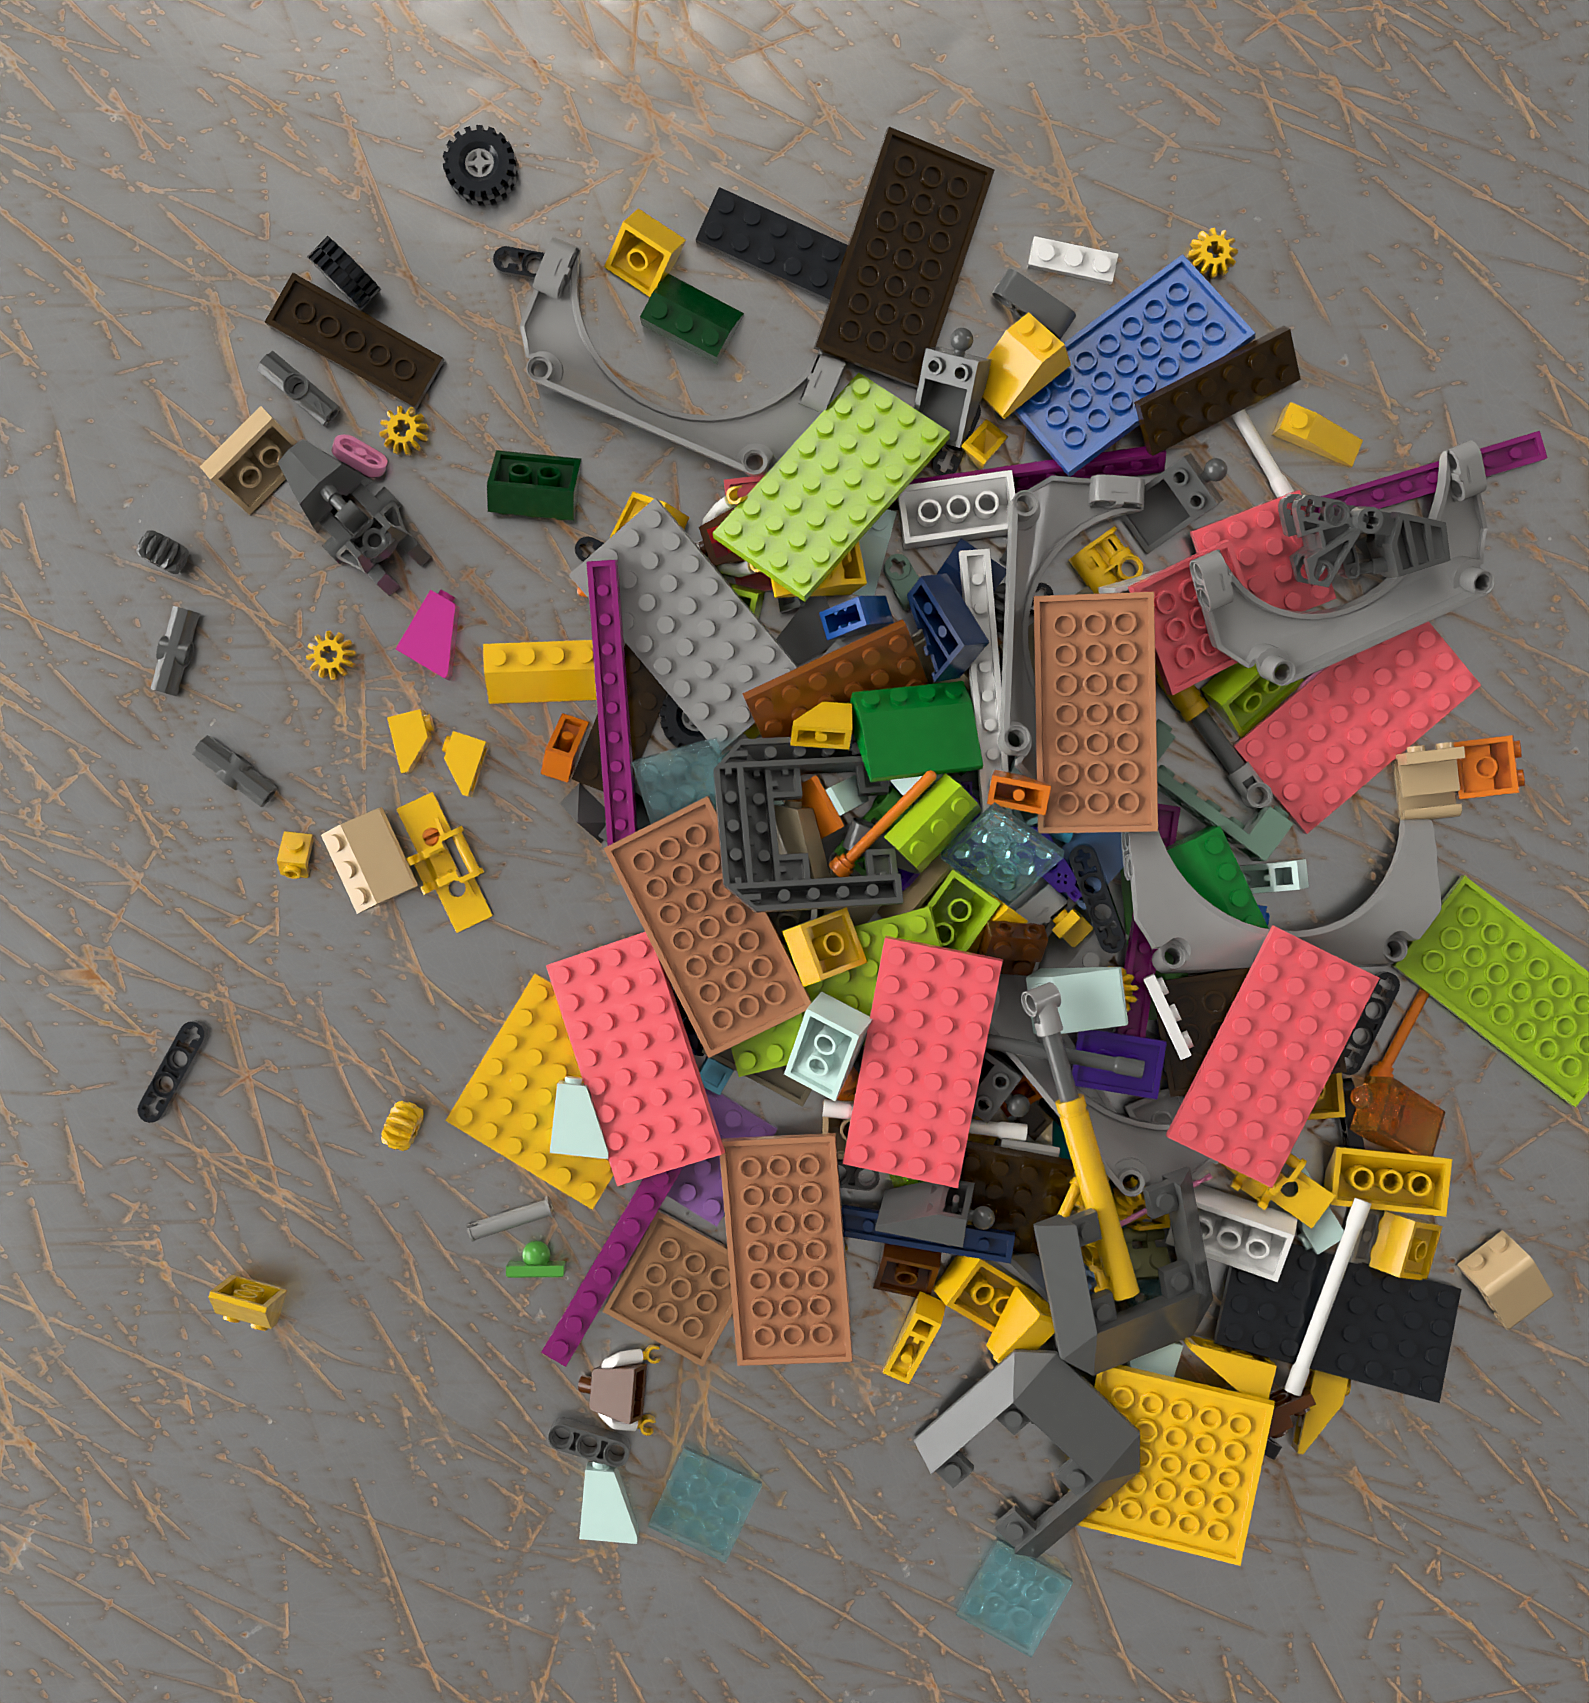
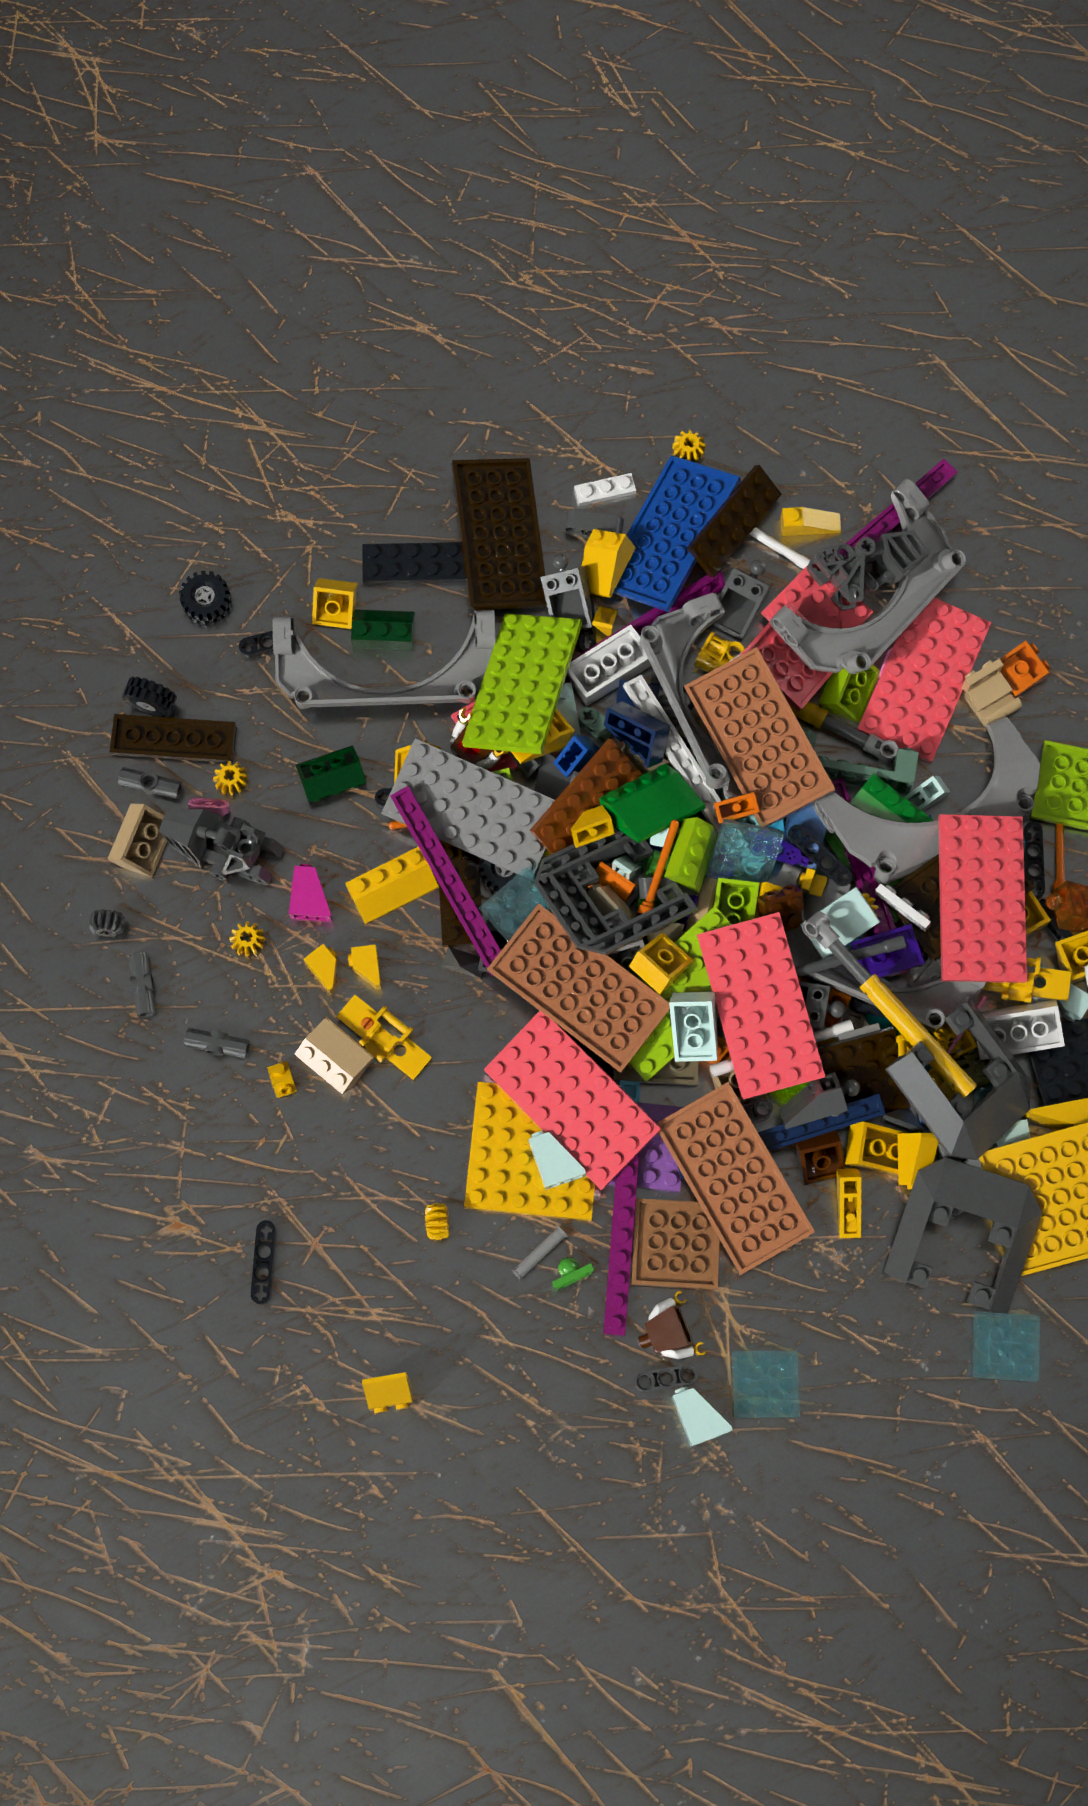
camera: 25 degrees left, 15 degrees down
(564, 747) = (428, 927): orange slope -> none

